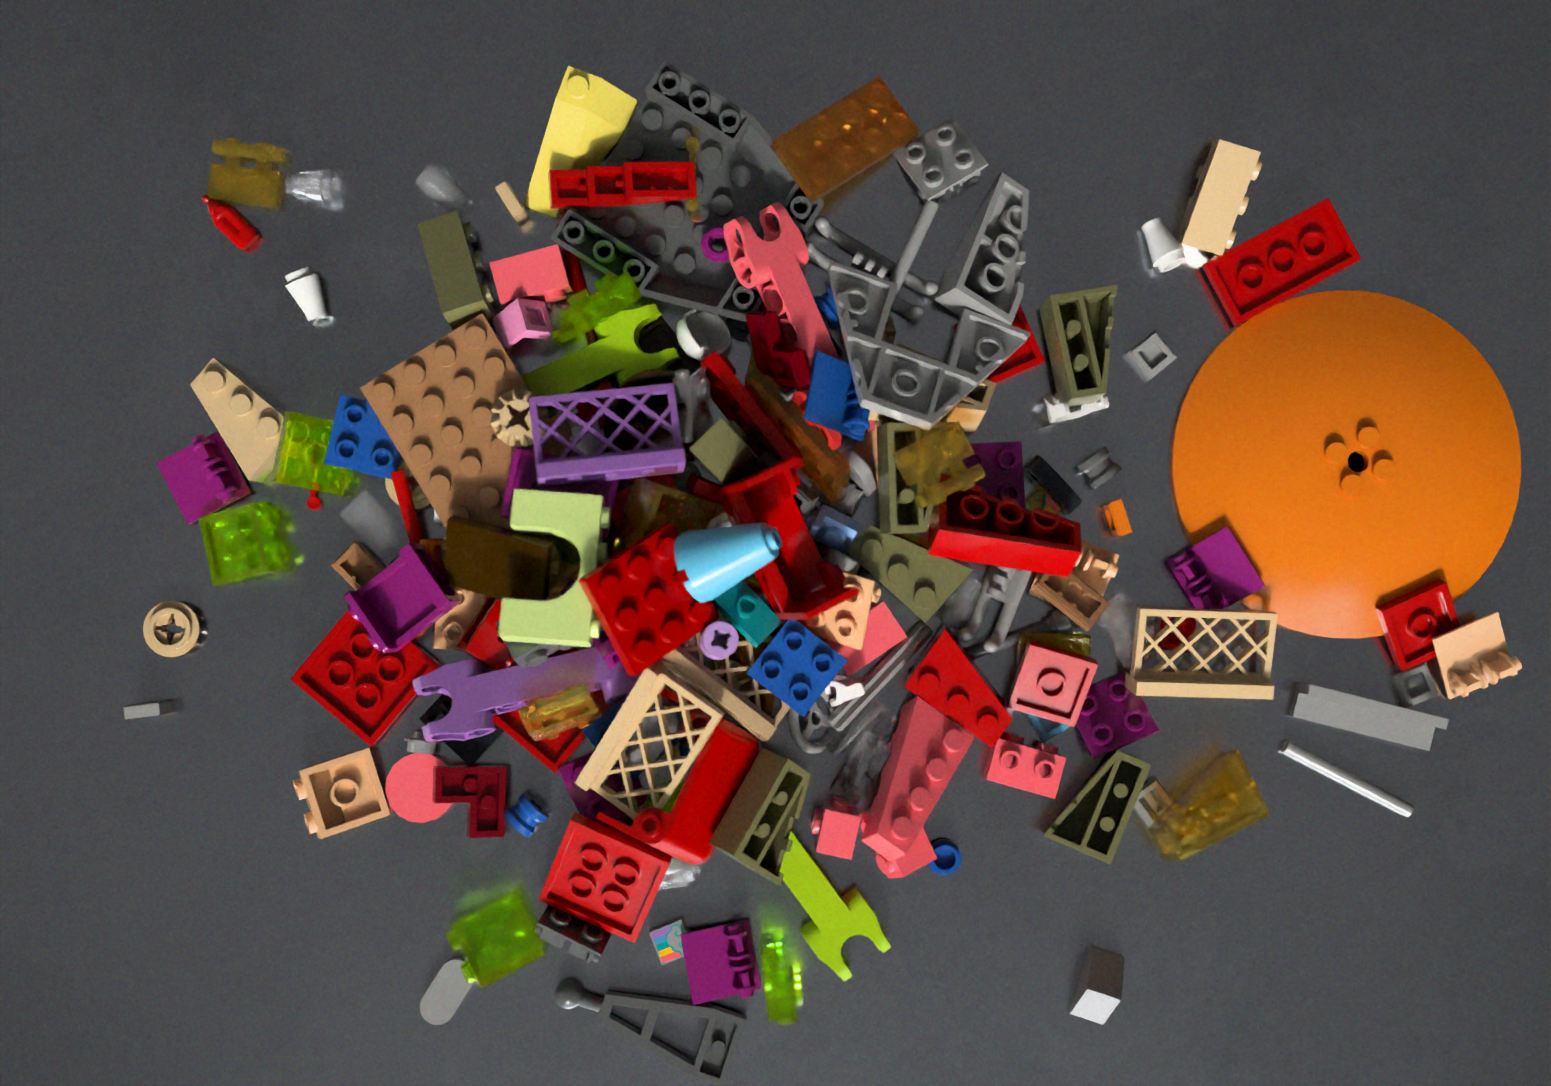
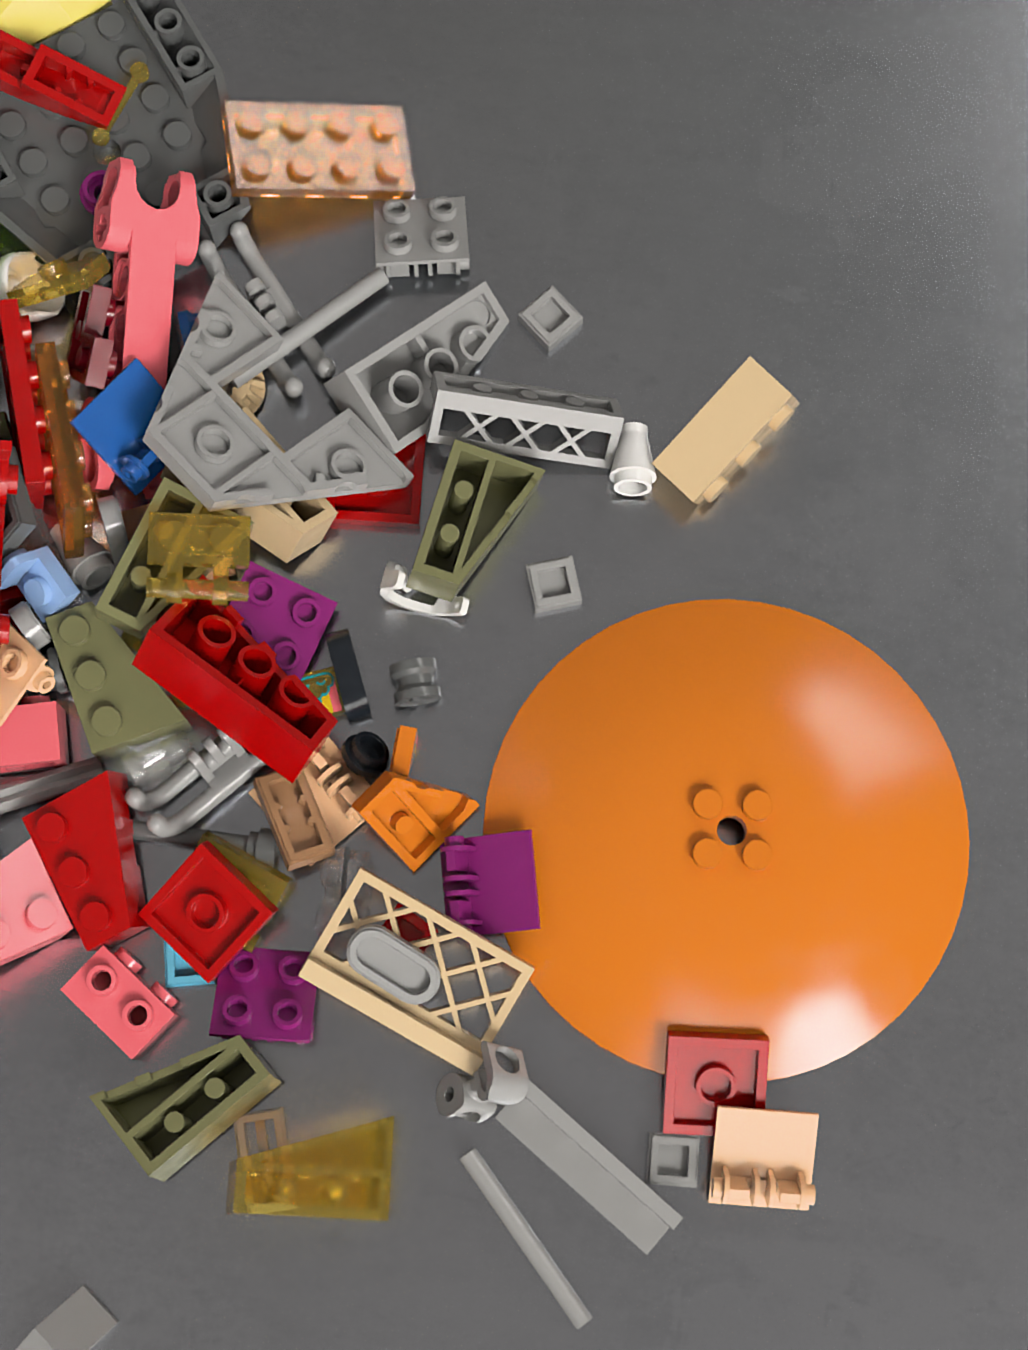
camera: 25 degrees right, 10 degrees down
(733, 322) = (59, 279): none -> clear yellow plate
(1055, 174) = (550, 318): none -> light grey tile
(1081, 246) = (529, 404): none -> light grey fence
(1093, 530) = (365, 754): none -> black plate
(1146, 554) = (412, 815): none -> orange wing
(1190, 656) = (393, 964): none -> light grey tile
(1277, 712) = (478, 1096): none -> light grey leg
(1281, 262) = (767, 551): red plate -> none

